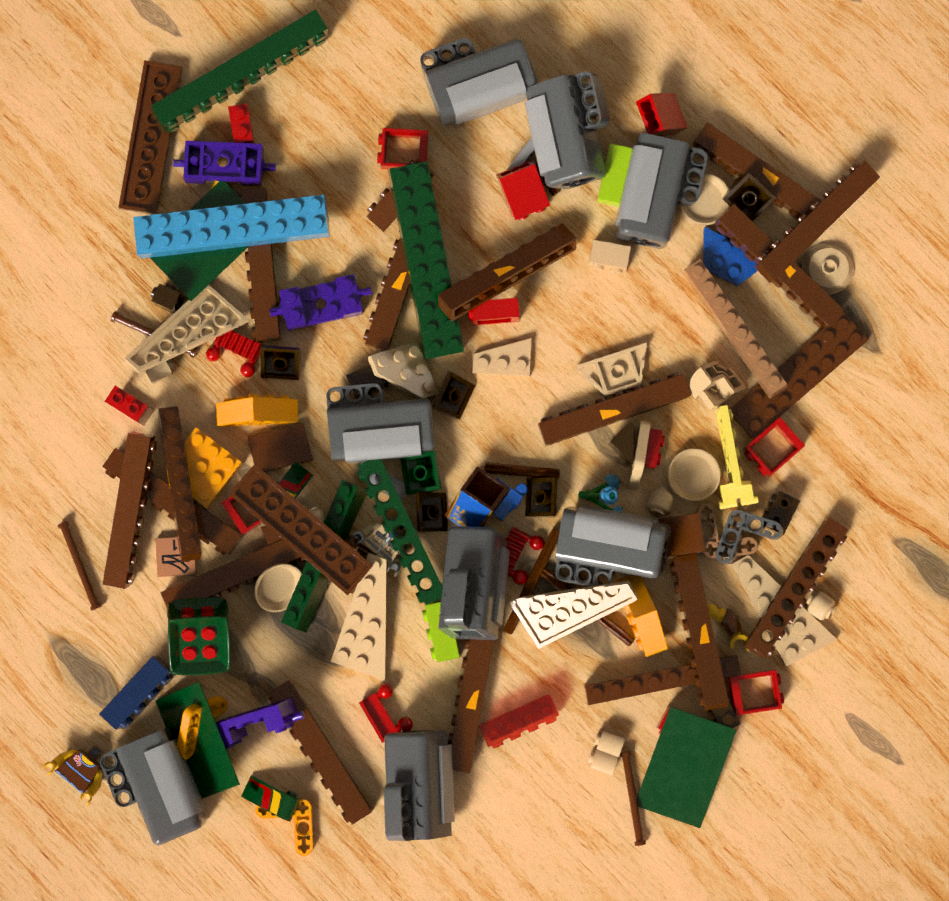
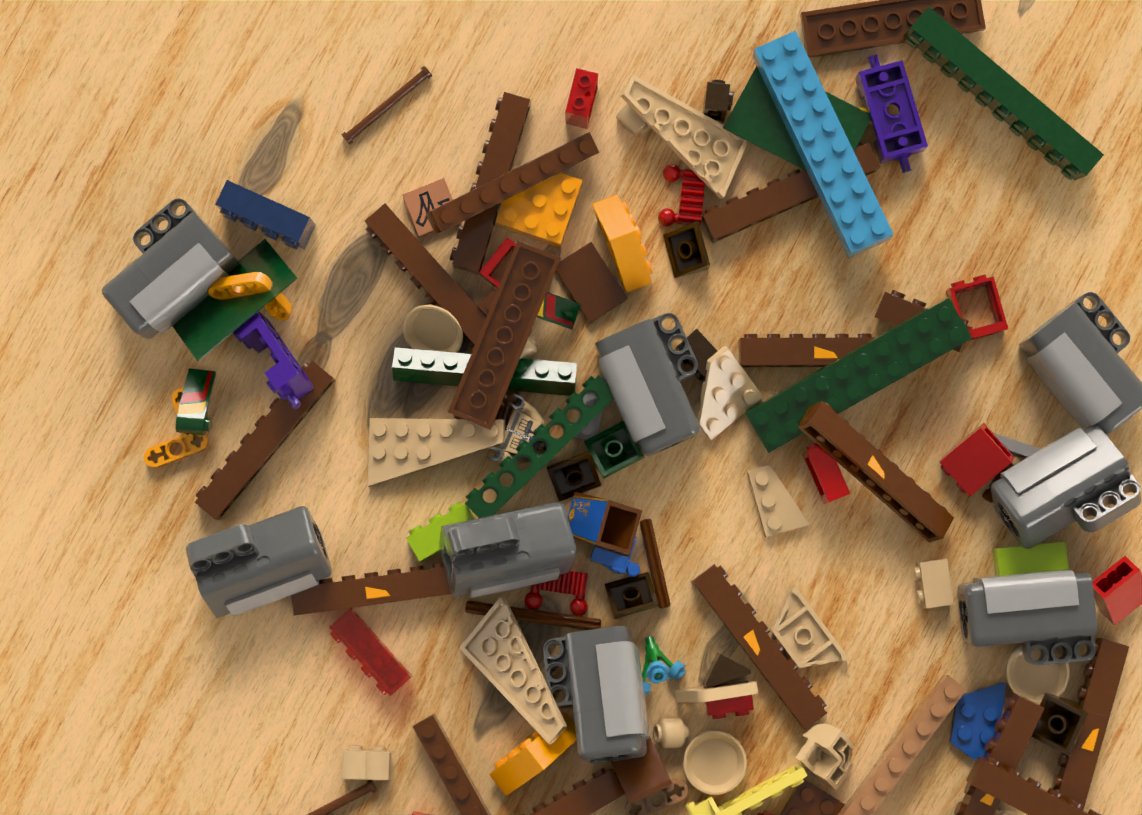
camera: 75 degrees right, 0 degrees up
(79, 770) = (160, 181): torso -> none
(129, 510) = (465, 137): reddish brown brick -> none
(141, 328) = (673, 85): reddish brown bar -> none
(198, 636) = (348, 260): dark green piece -> none
(241, 123) = (943, 116): red brick -> none
(341, 300) = (759, 250): dark purple brick -> none
(378, 715) = (324, 494): red gear -> none
(453, 395) = (714, 457): dark brown slope -> none
(605, 621) = (514, 716): reddish brown axle -> none

